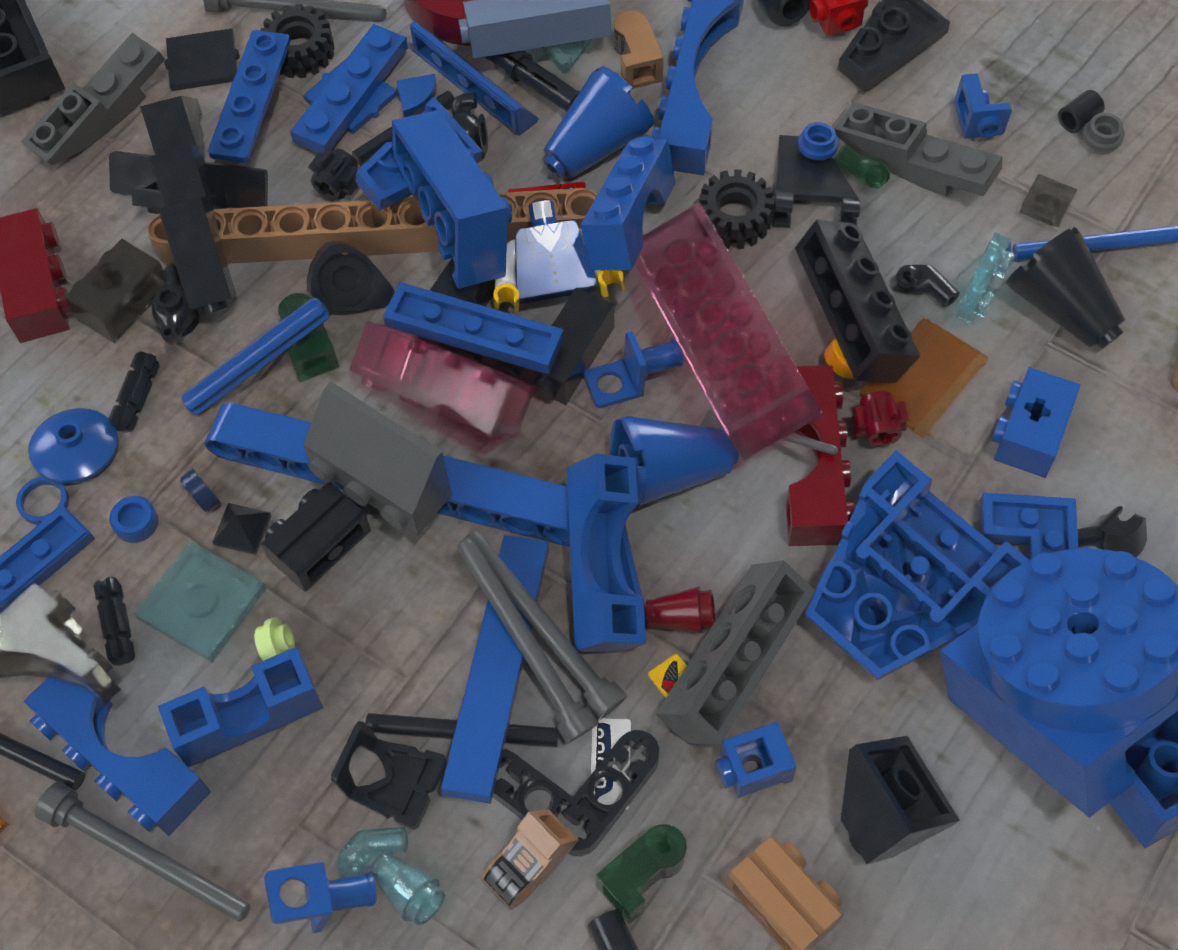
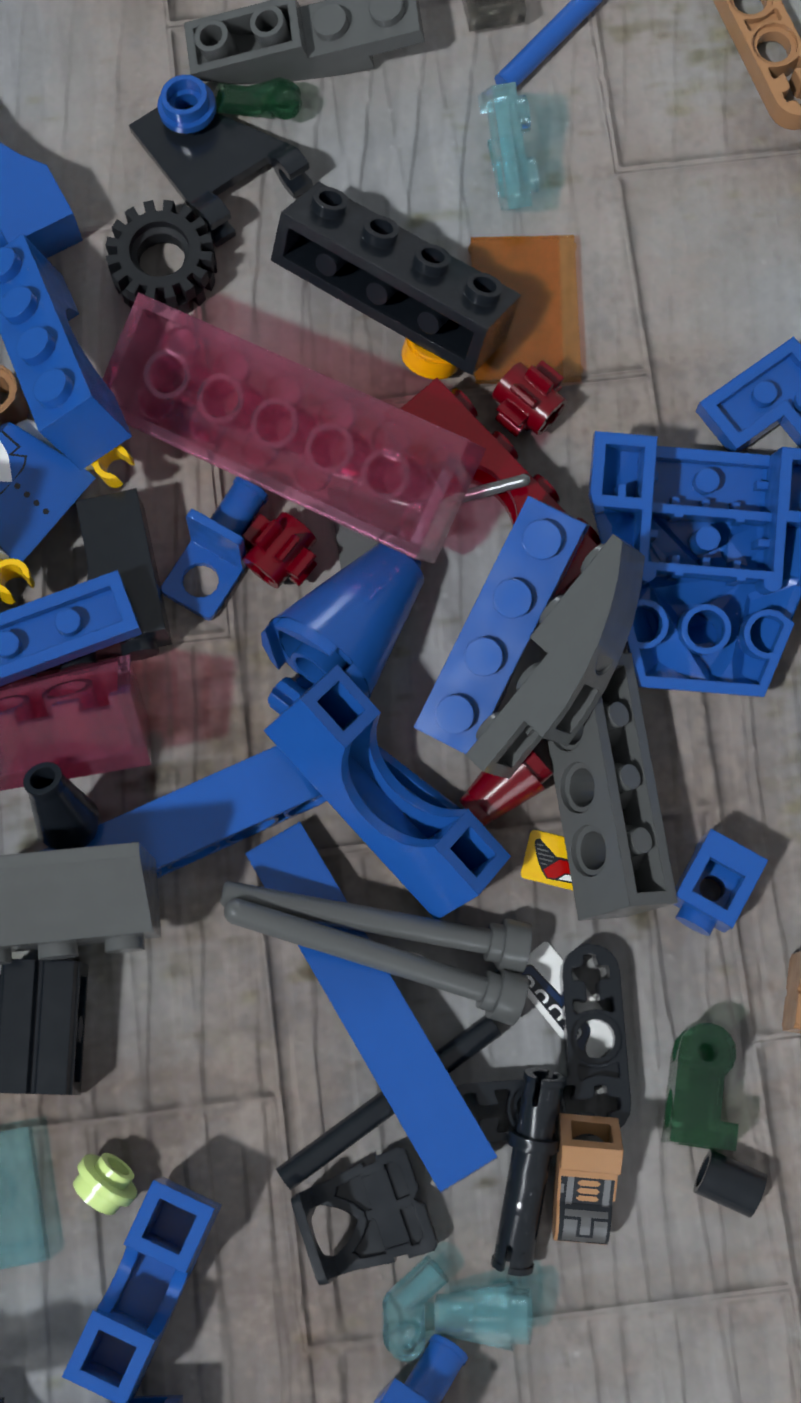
camera: 45 degrees left, 15 degrees up
(426, 417) = (60, 809): none -> black cone
(500, 824) = (533, 1144): none -> black pin
(665, 394) = (279, 549): none -> dark red gear
(780, 551) = (583, 645): none -> dark grey slope
(786, 493) = (501, 623): none -> blue arch
(927, 280) = (440, 190): black arm -> none
(1036, 422) = (686, 276): blue brick -> none
(1070, 289) = (605, 91): black cone -> none

